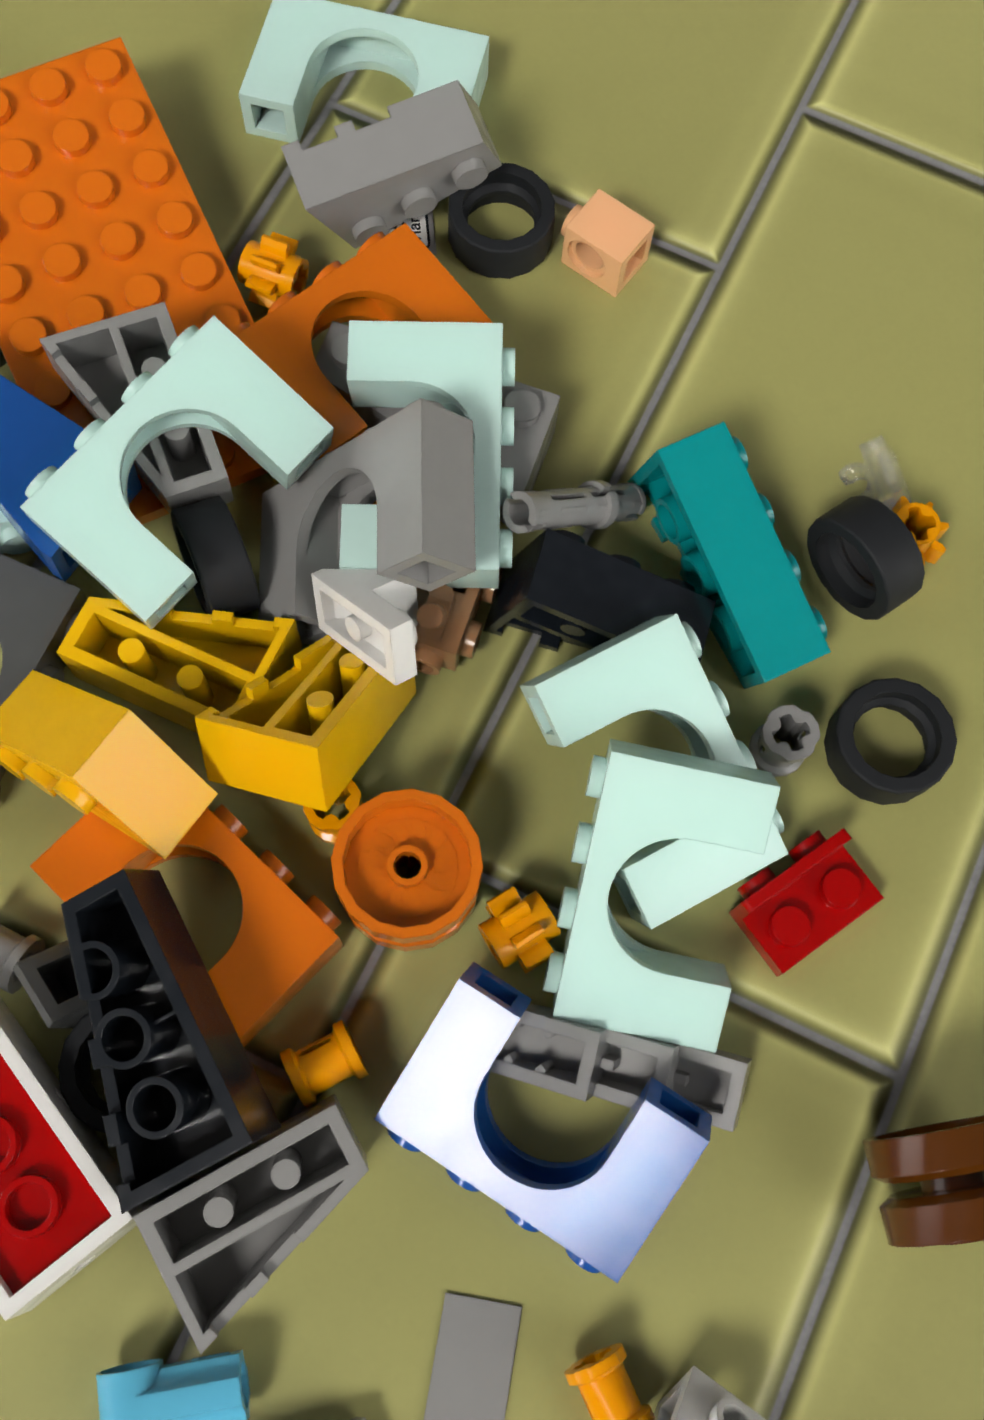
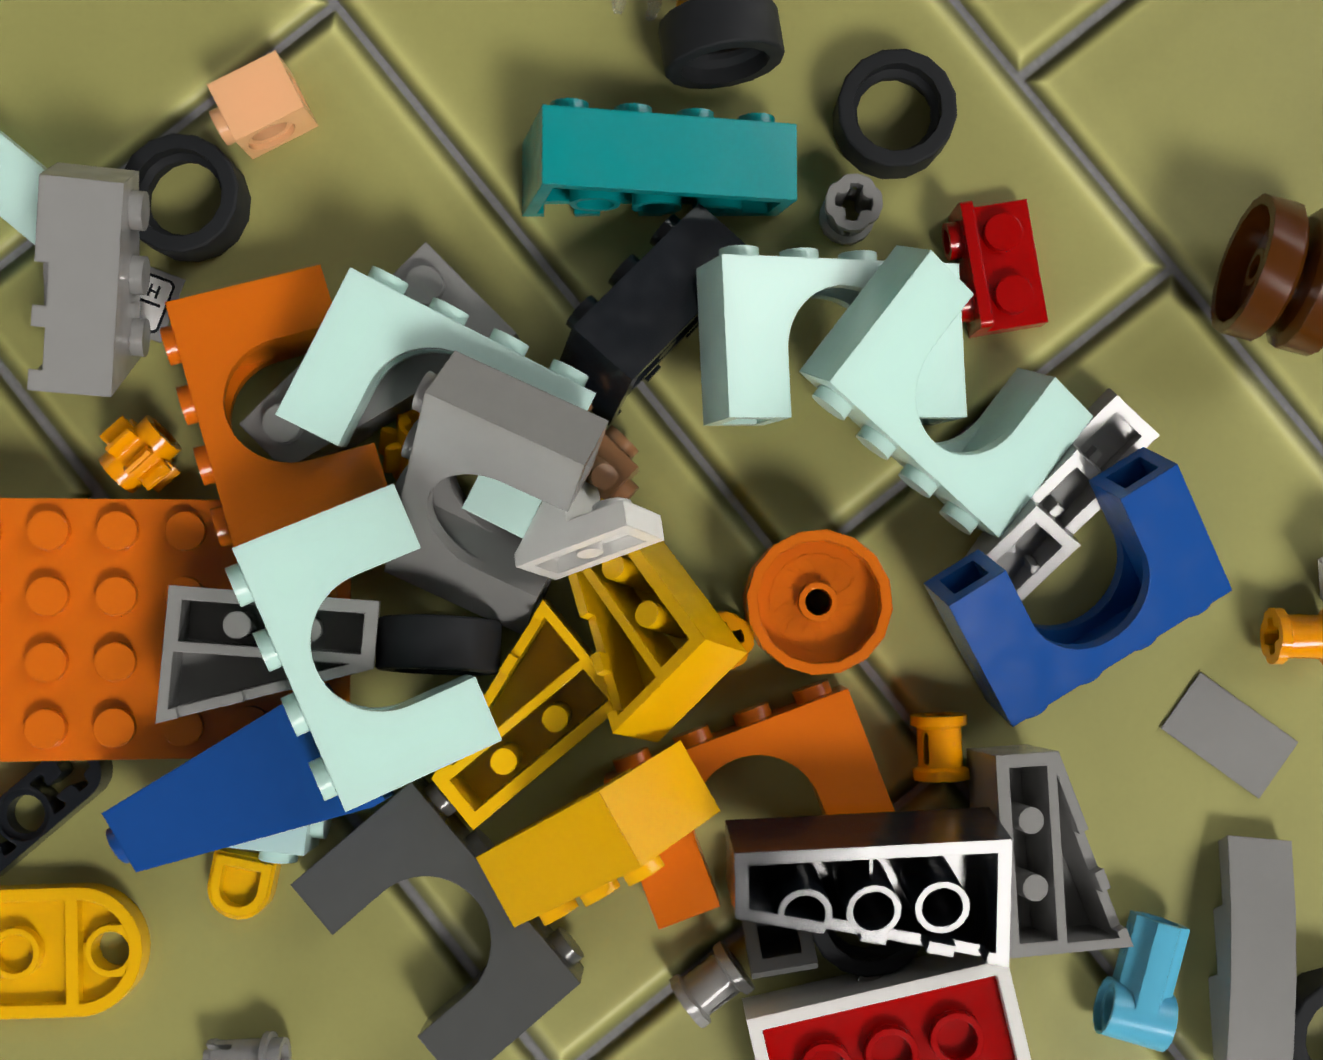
camera: 55 degrees left, 15 degrees up
(519, 929) = (907, 528): light orange gear -> none
(591, 505) = (549, 326): light grey pin -> none

